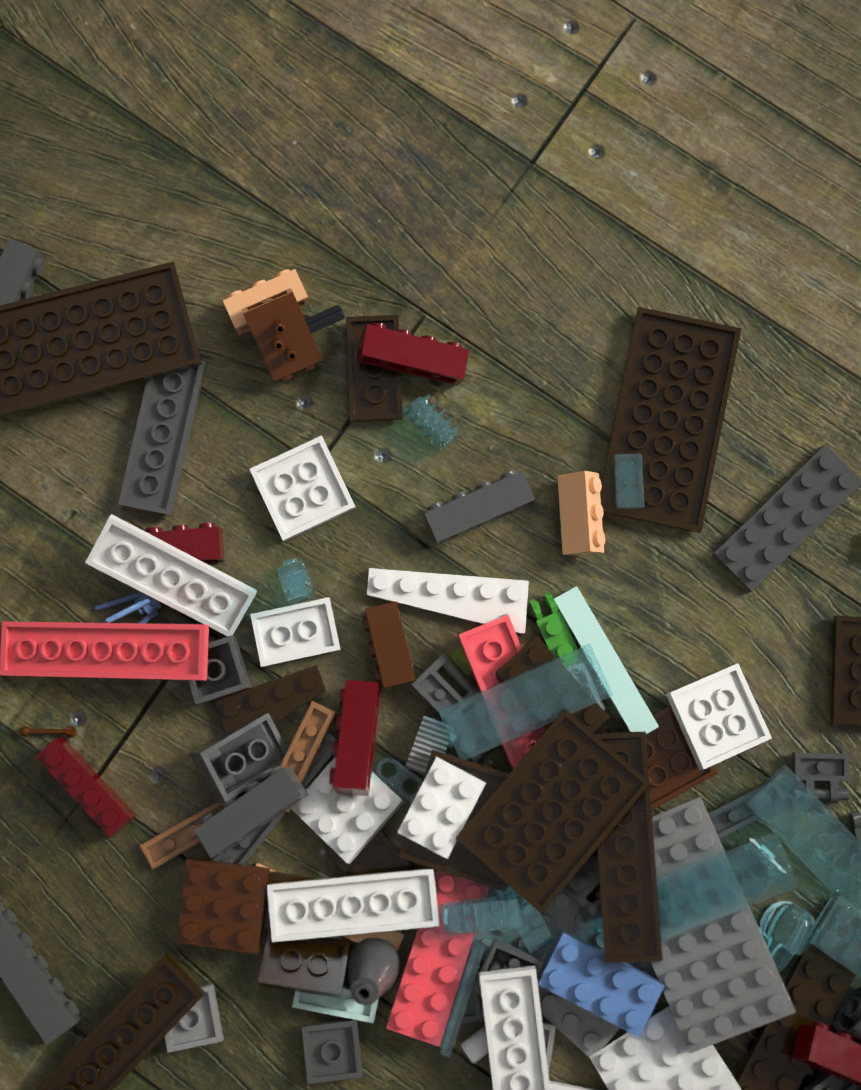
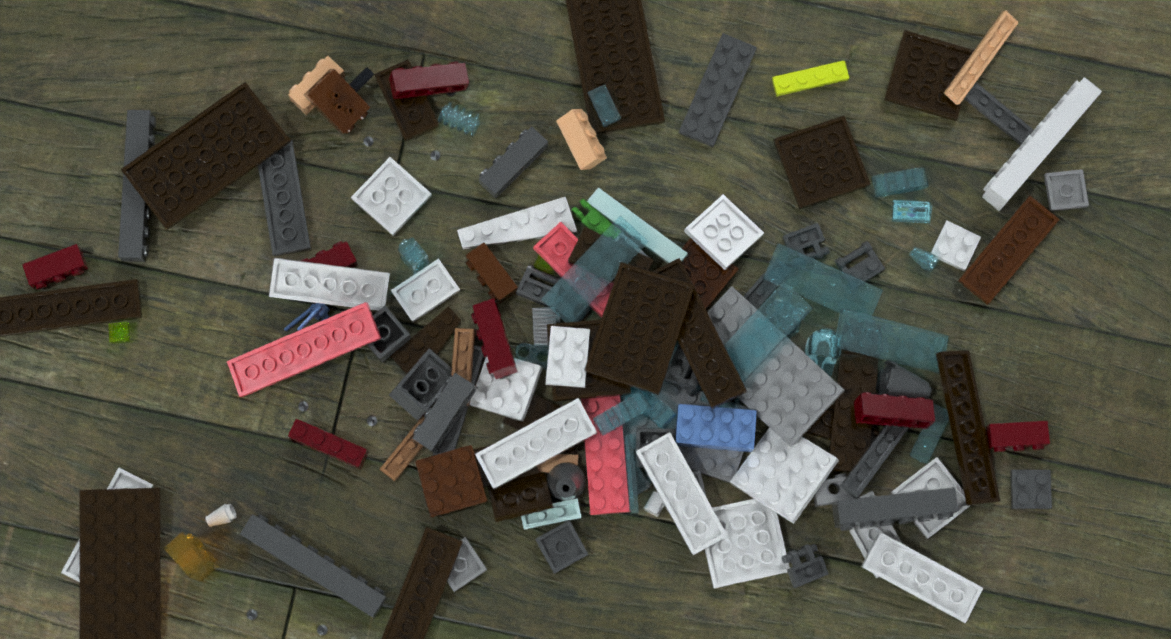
camera: 25 degrees left, 5 degrees down
(70, 731) = (302, 415): reddish brown hinge -> none

